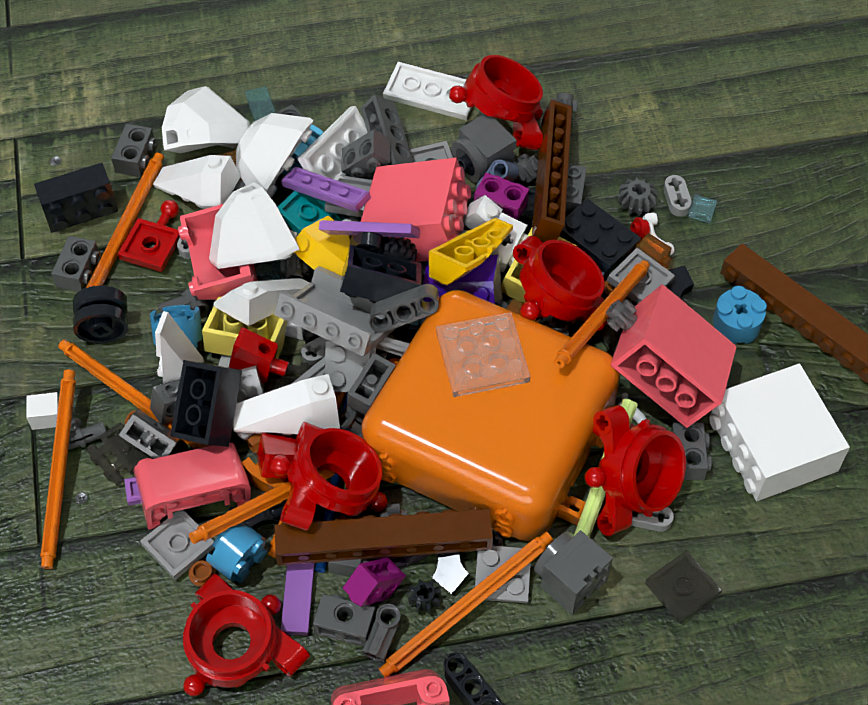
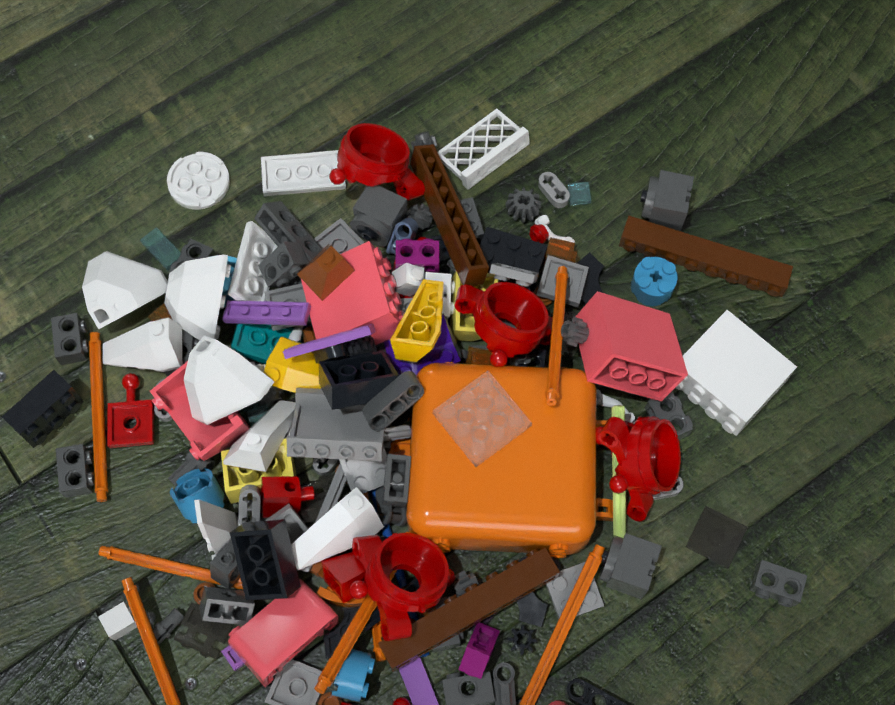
camera: 25 degrees left, 10 degrees up
(100, 314) = (124, 512): black wheel -> none
(214, 348) = (244, 506): none -> light grey beam
(327, 62) = (198, 180): none -> white tile
(400, 170) = (325, 272): none -> dark orange slope
(592, 247) = (505, 272): none -> light grey plate
(625, 142) = (492, 157): none -> white fence
(733, 654) = (779, 577): none -> dark grey brick
(791, 242) = (667, 199): none -> dark grey piece

